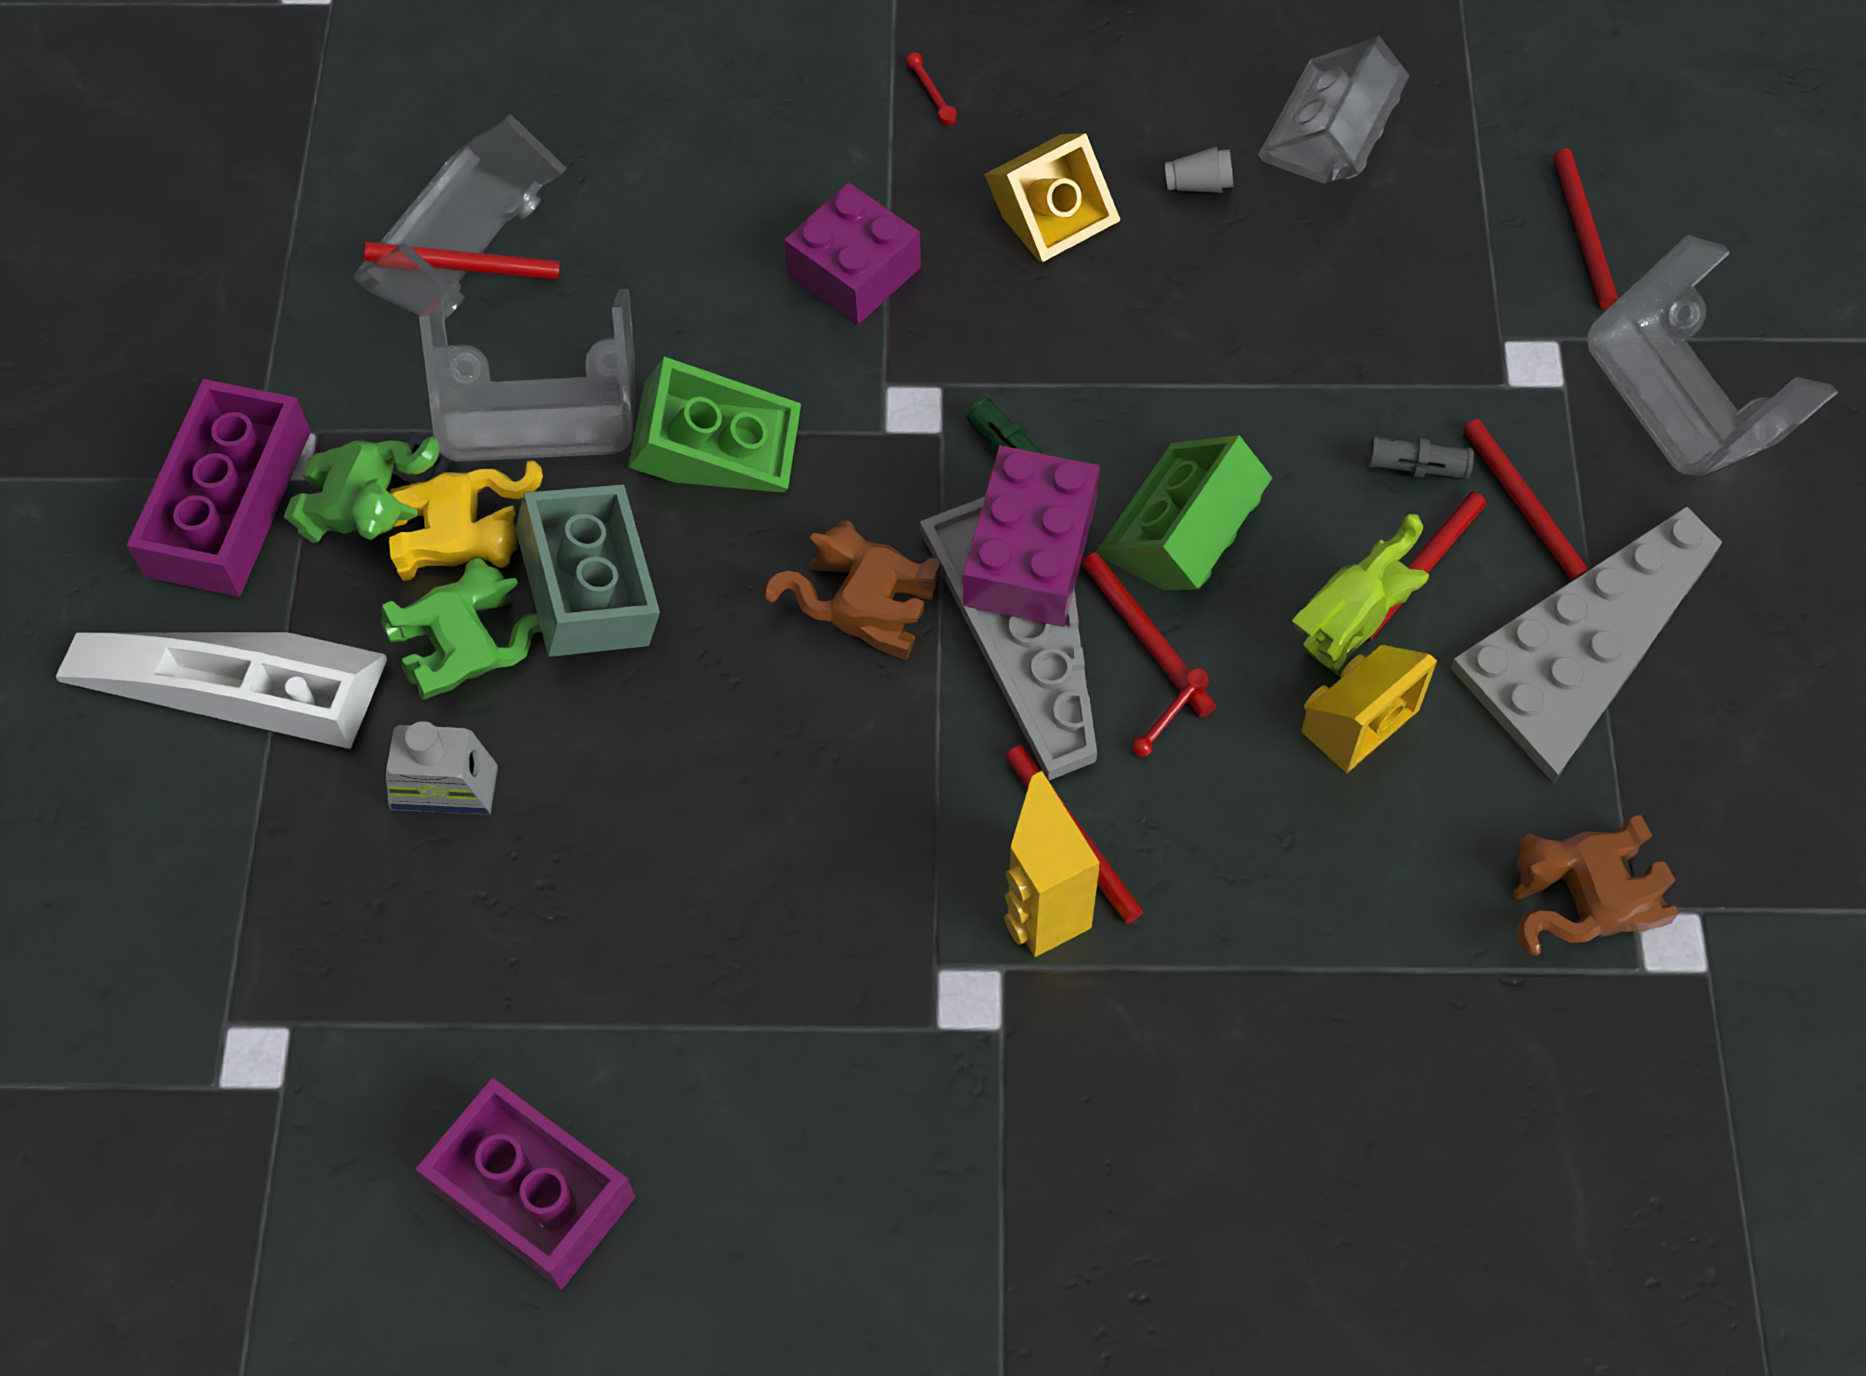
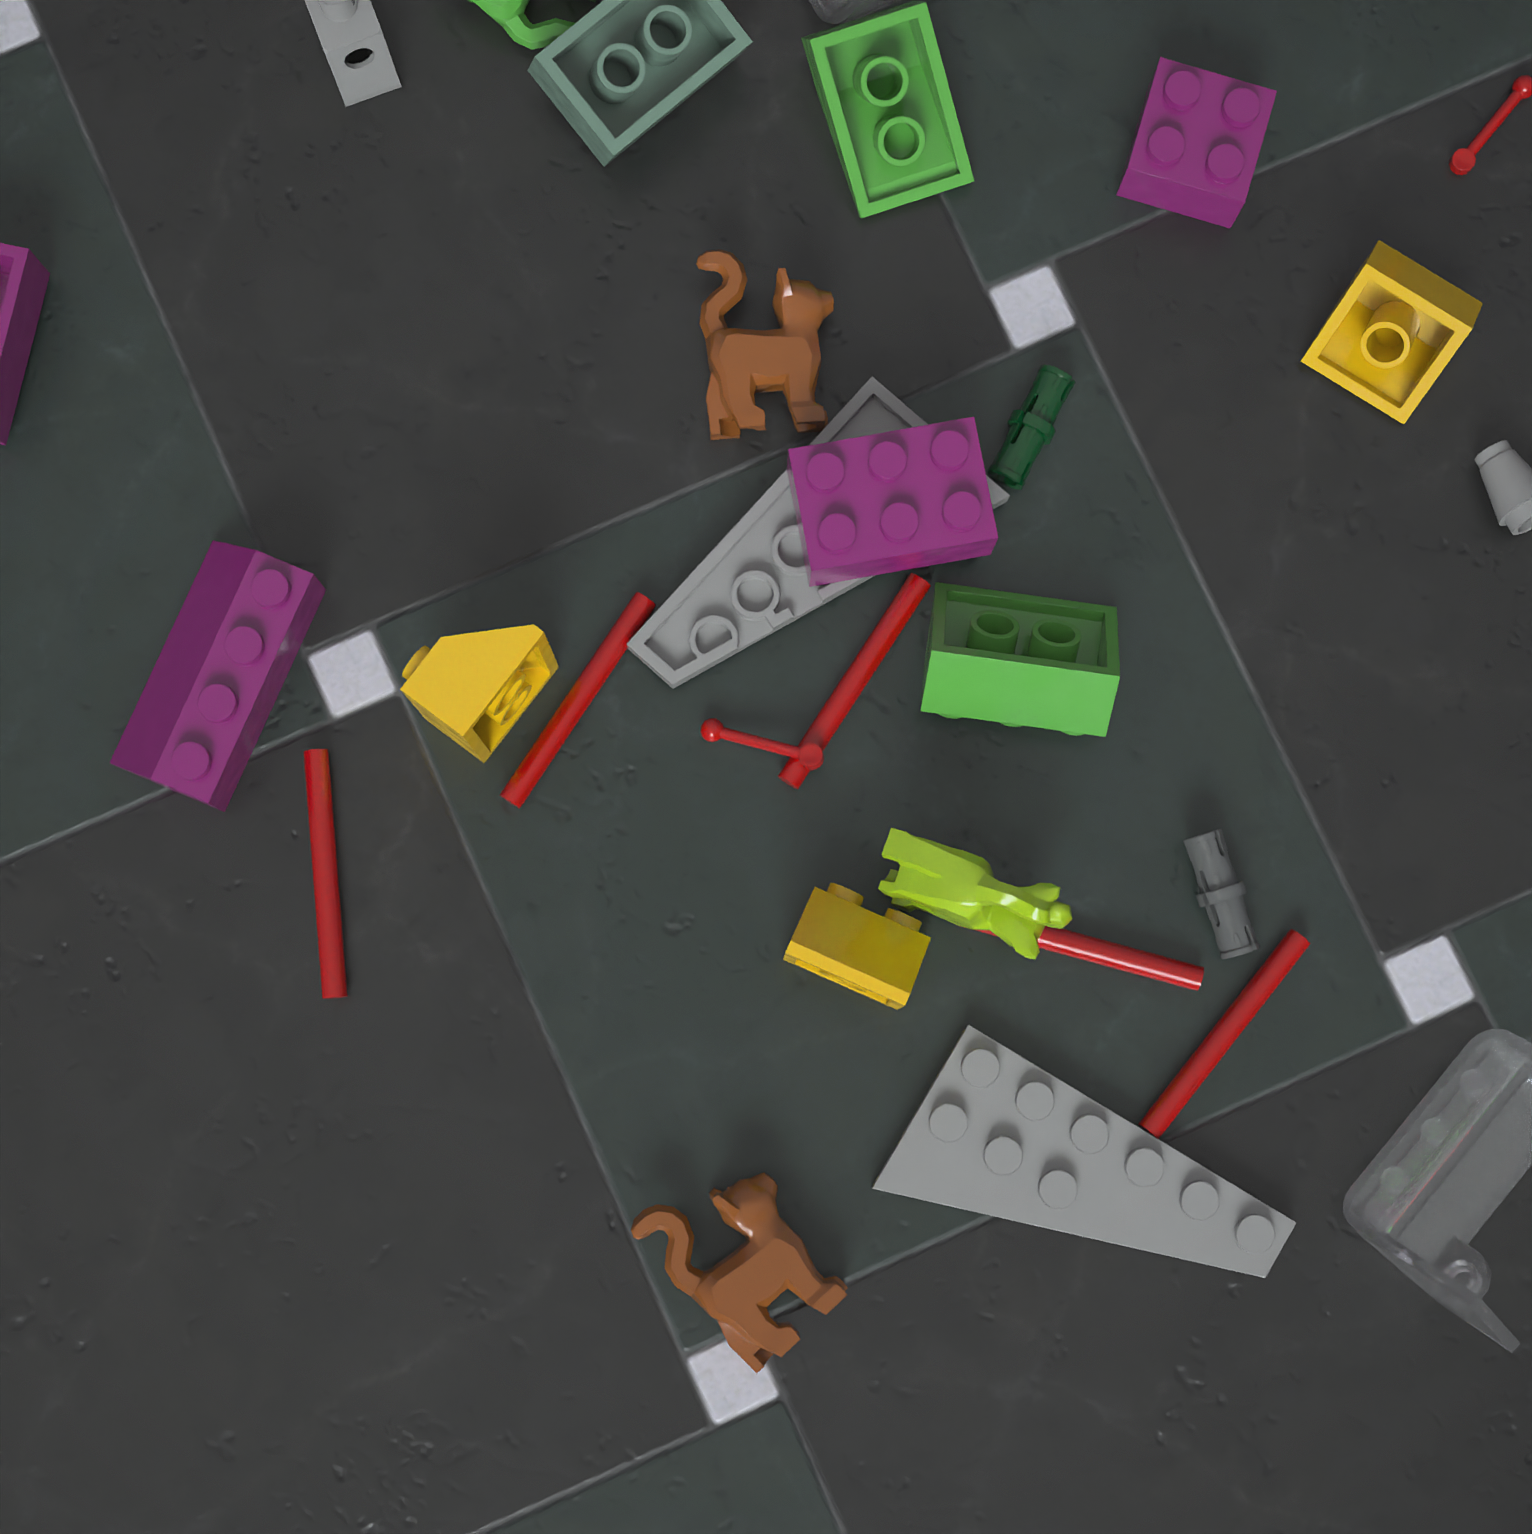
camera: 60 degrees right, 20 degrees up
(924, 1096) = (219, 673): none -> magenta slope
(1133, 1083) = (325, 874): none -> red bar

